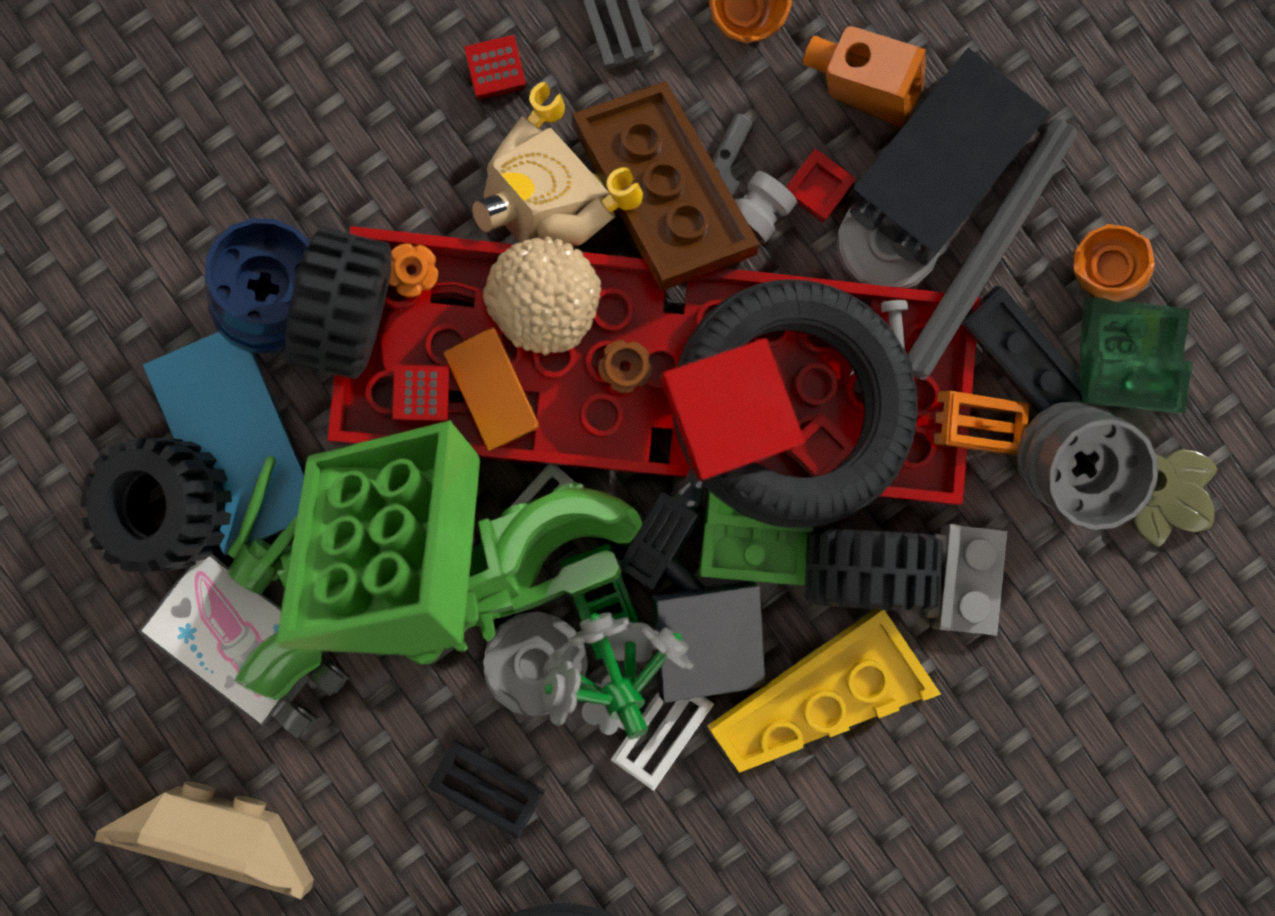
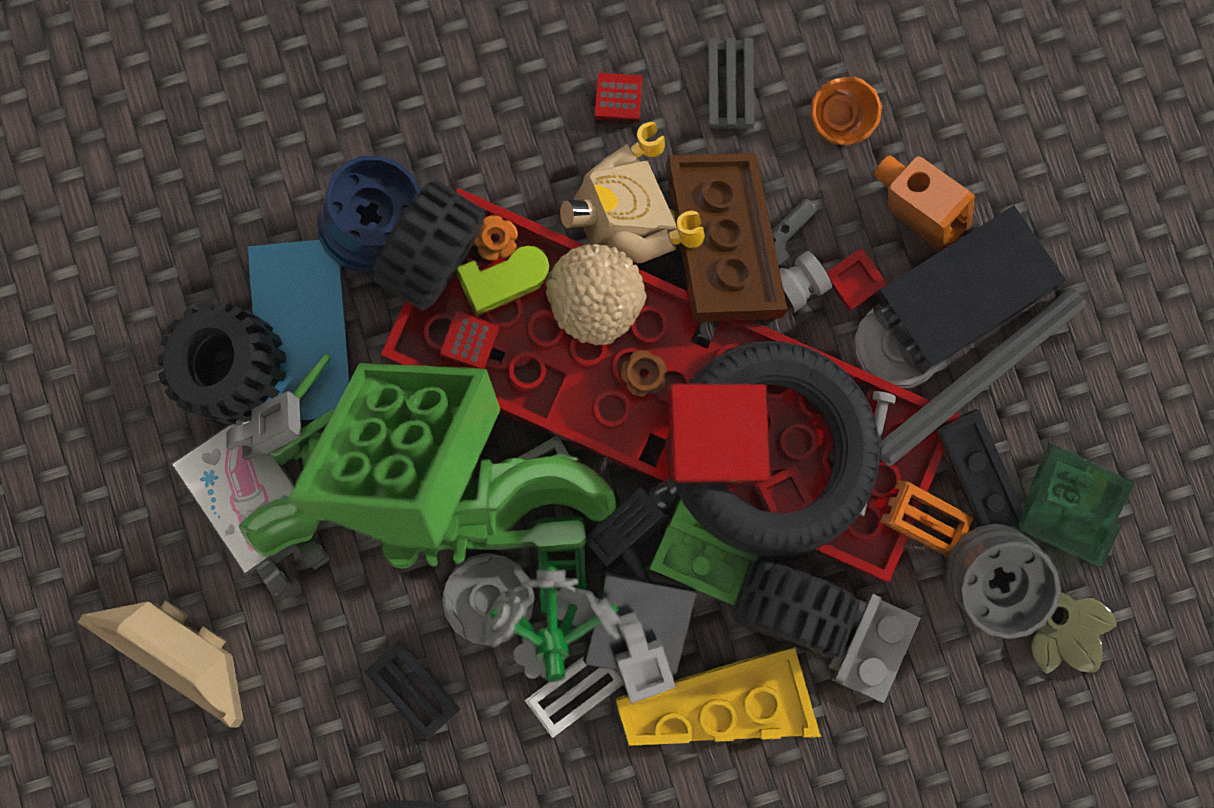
camera: 20 degrees right, 5 degrees down
(234, 559) = (271, 427): none -> light grey plate
(437, 316) = (504, 282): none -> lime leg
(491, 389) = (528, 356): orange slope -> none
(728, 682) = (644, 664): none -> light grey plate
(1113, 263) = (1081, 422): orange hair -> none

